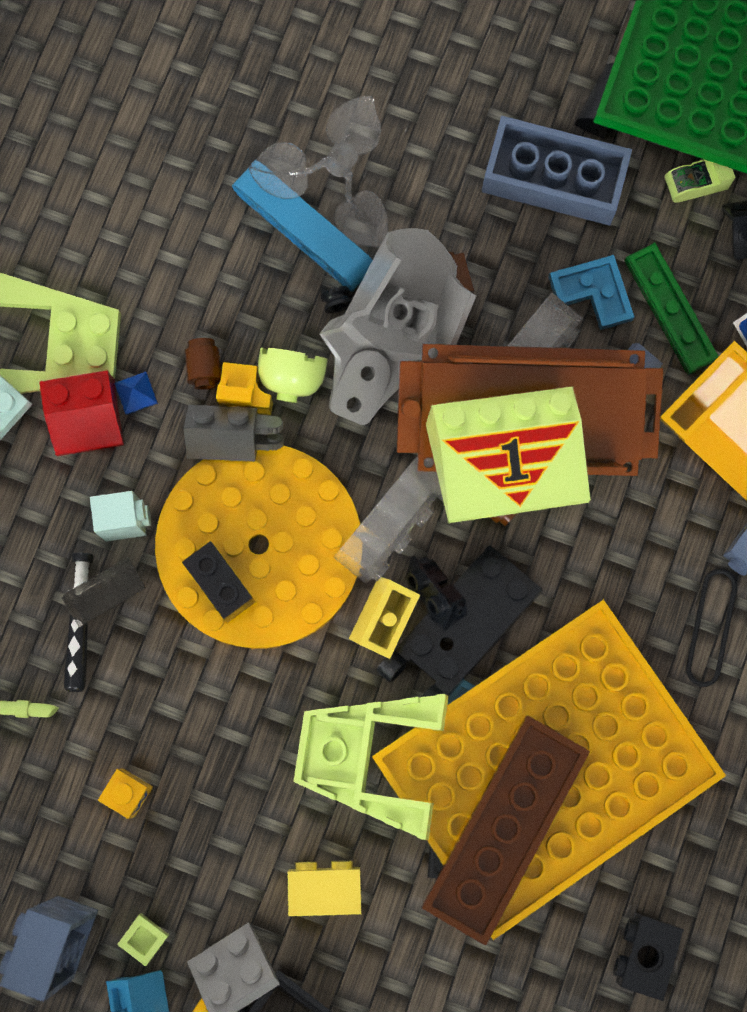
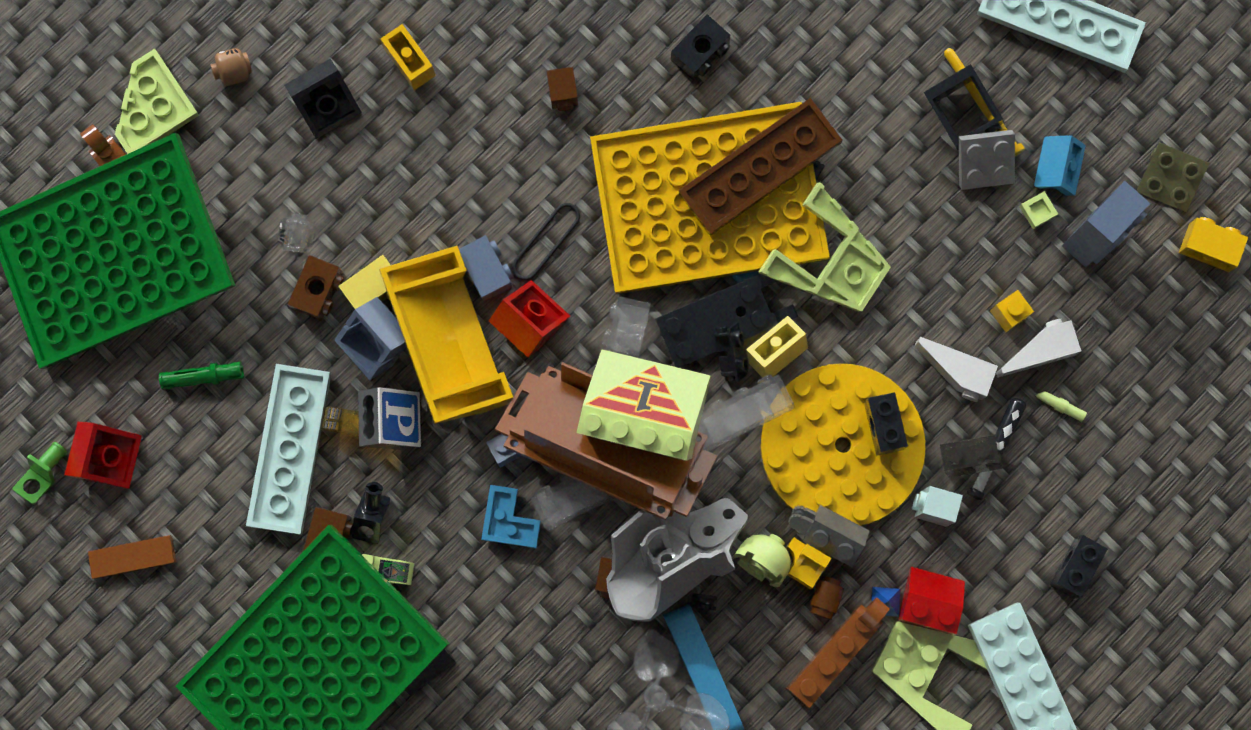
camera: 155 degrees left, 0 degrees up
(68, 768) = (1051, 344): none -> white slope
(150, 693) = (962, 371): none -> white slope
(166, 306) = (837, 652): none -> dark orange hinge
(324, 890) = (900, 186): light yellow brick -> none
(556, 170) = (492, 623): sand blue brick -> none
(568, 564) = (627, 327): none -> clear brick
(671, 309) = (457, 482): green tile -> none
(686, 524) = (528, 318): none -> red slope

